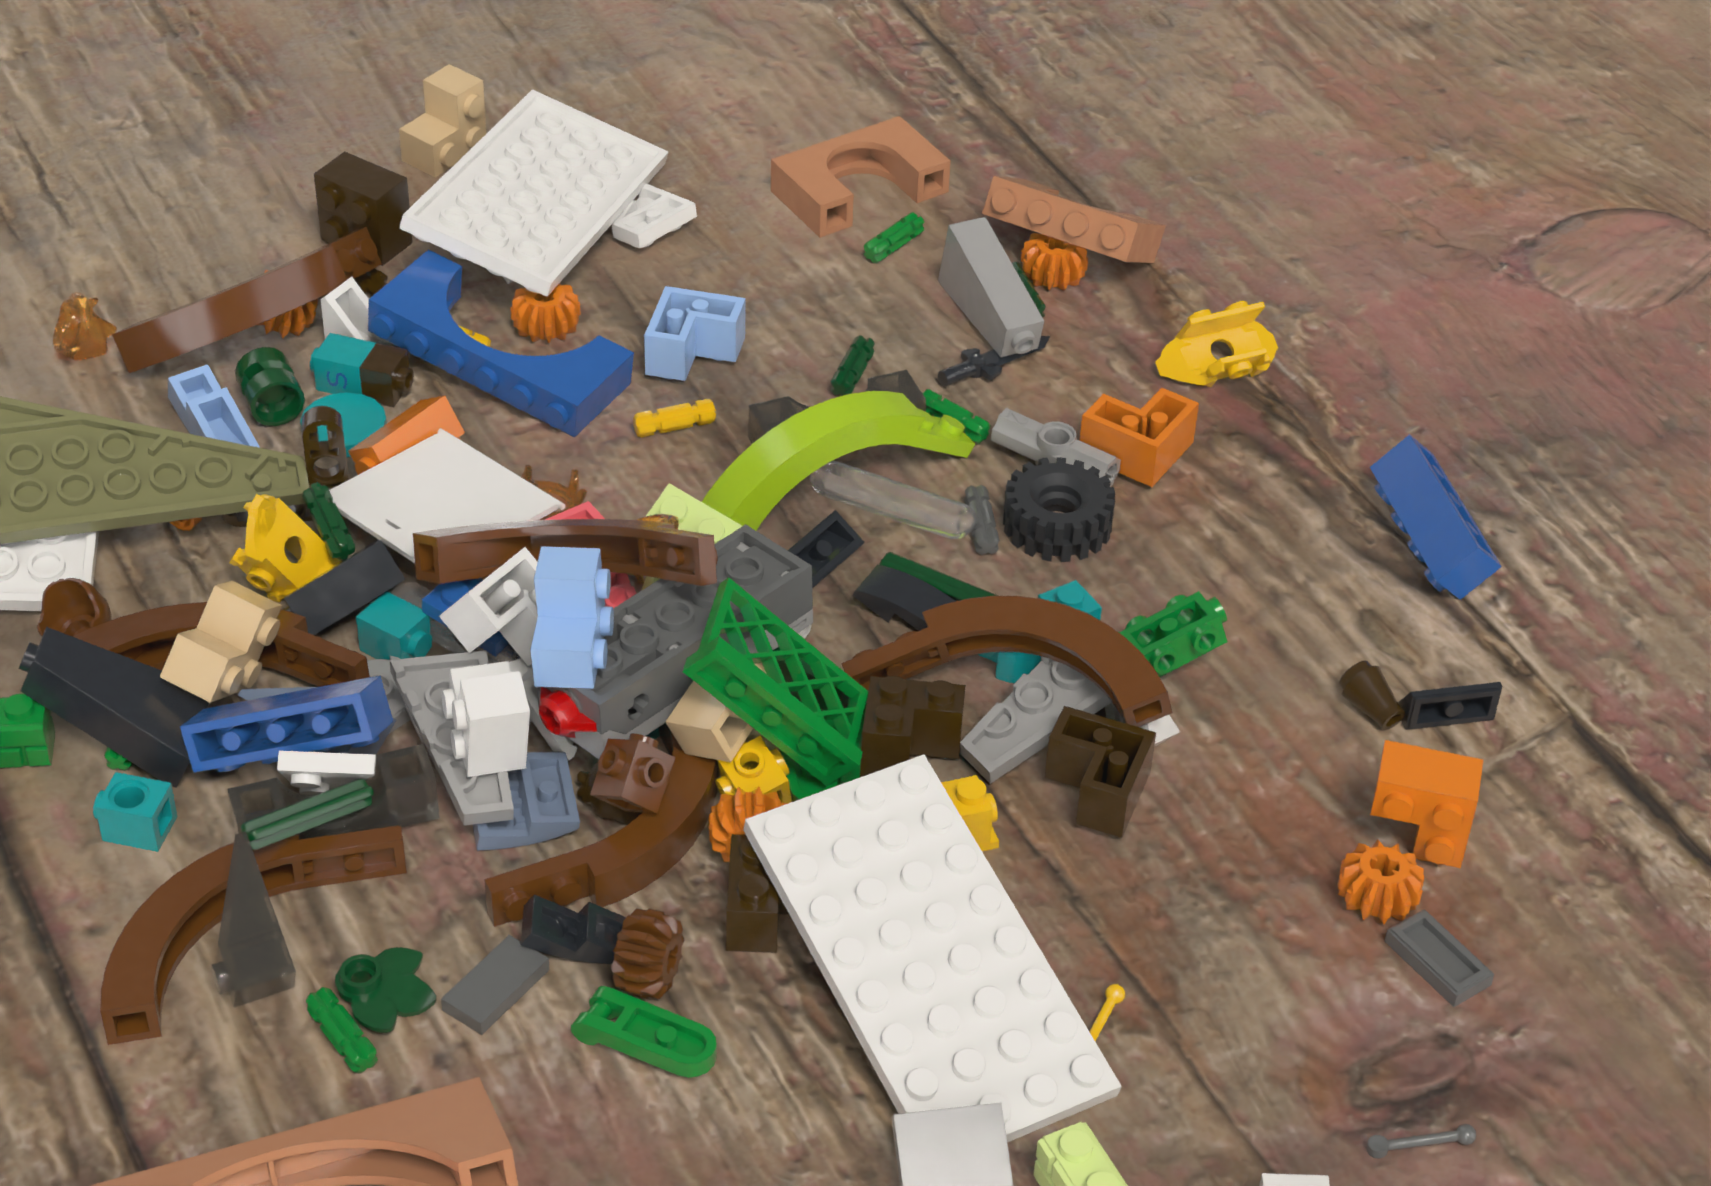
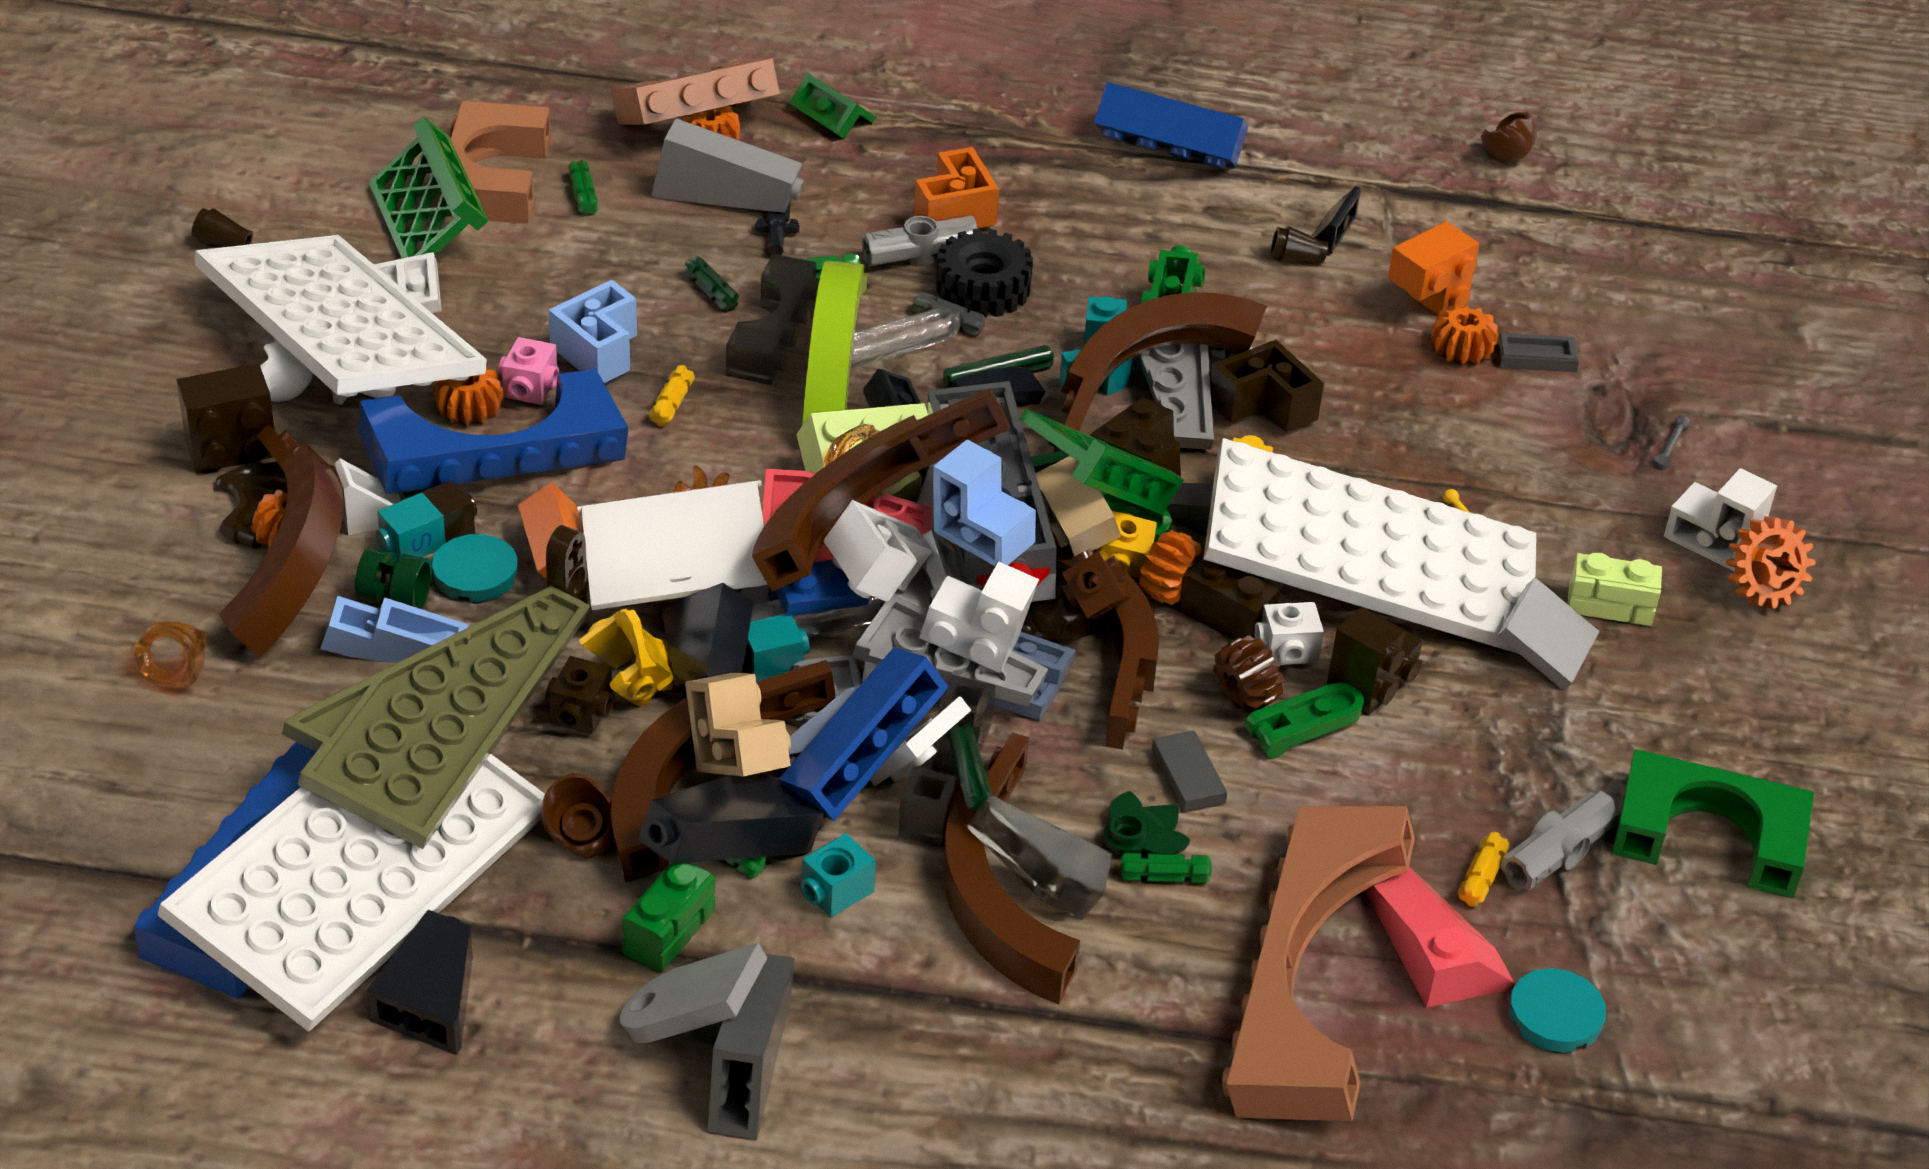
camera: 55 degrees left, 0 degrees up
(213, 547) = (580, 695): none -> dark brown brick
(329, 521) = (661, 620): dark green axle -> none
(451, 121) = (158, 321): tan brick -> none
(571, 934) = (1180, 706): black slope -> none
(602, 316) = (529, 370): none -> bright pink brick
(606, 97) = (219, 230): none -> dark brown cone
(744, 959) = (1291, 632): none -> white brick
(761, 1042) = (1374, 657): none -> dark brown brick
(766, 157) = (447, 178): none -> green fence
(1181, 298) = (828, 106): none -> green panel
(1190, 356) = (885, 133): yellow piece -> none

